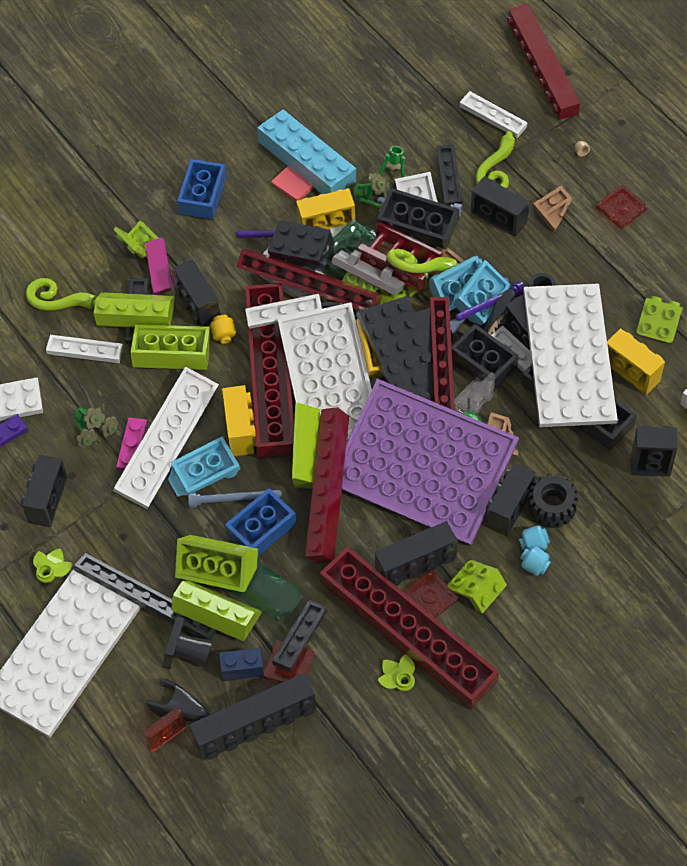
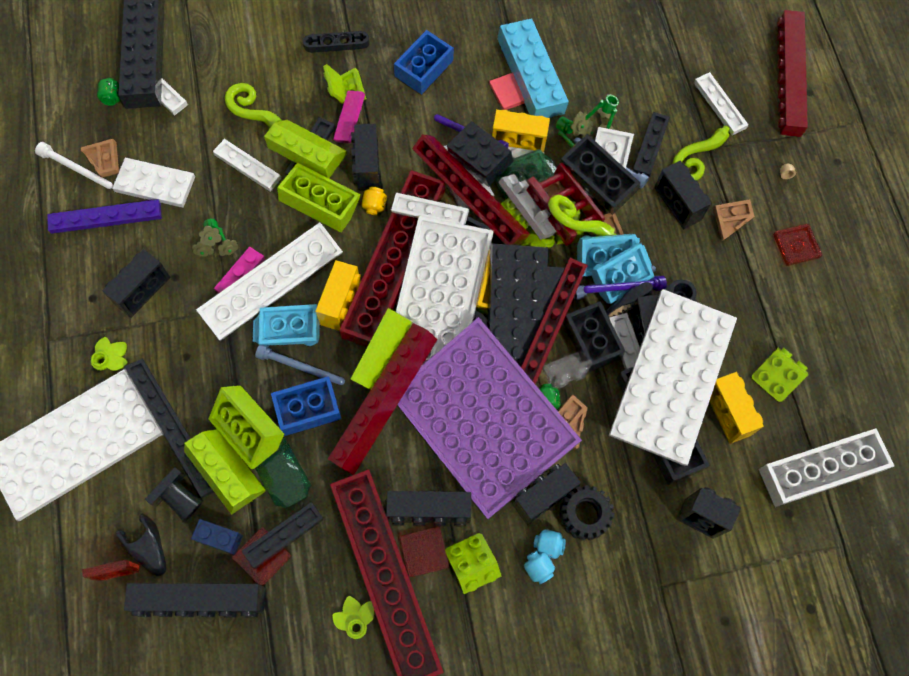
camera: 20 degrees right, 10 degrees up
(104, 203) = (336, 45): none -> black beam

